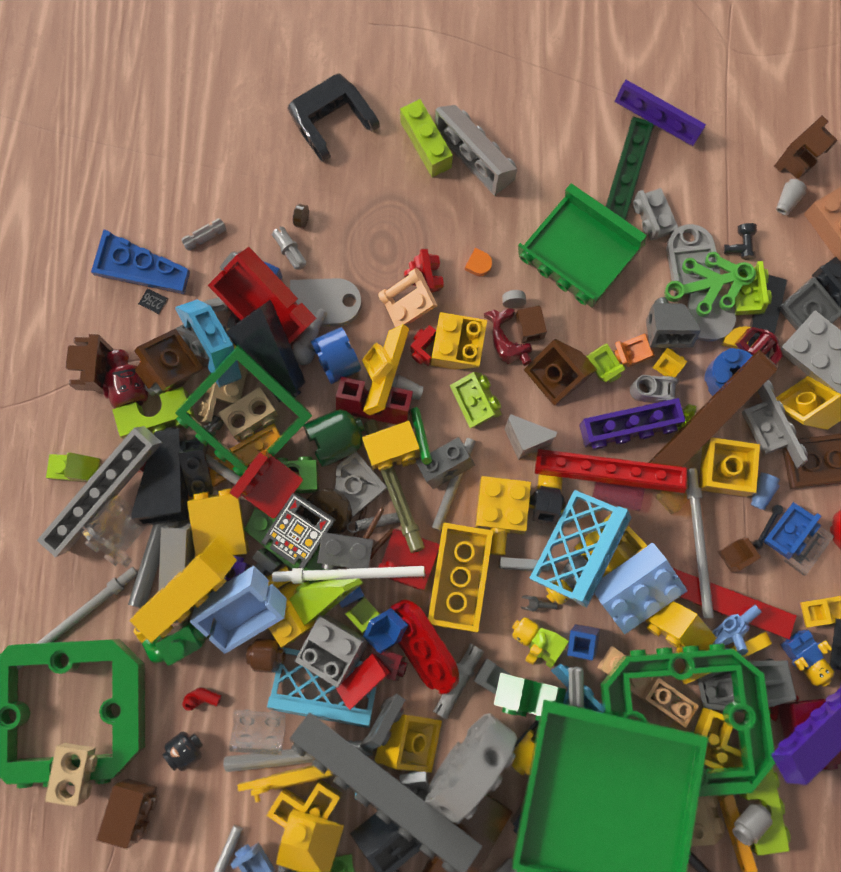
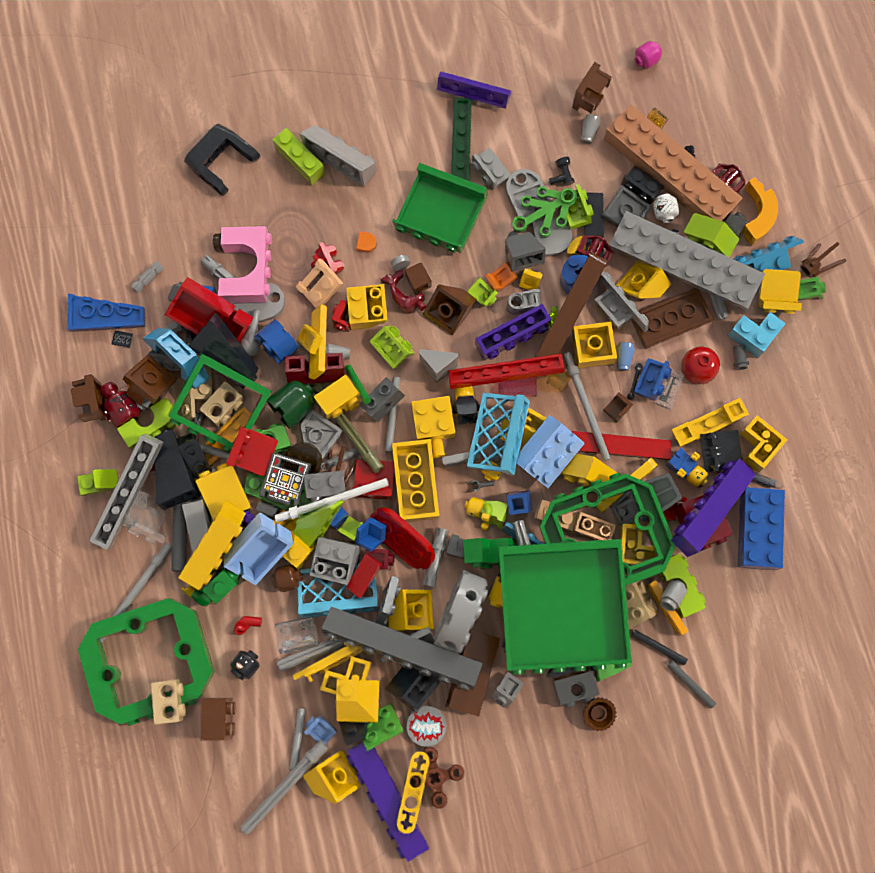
camera: 15 degrees left, 0 degrees up
(327, 280) = (254, 286): none -> bright pink arch
(735, 628) = (628, 461): medium blue piece -> none

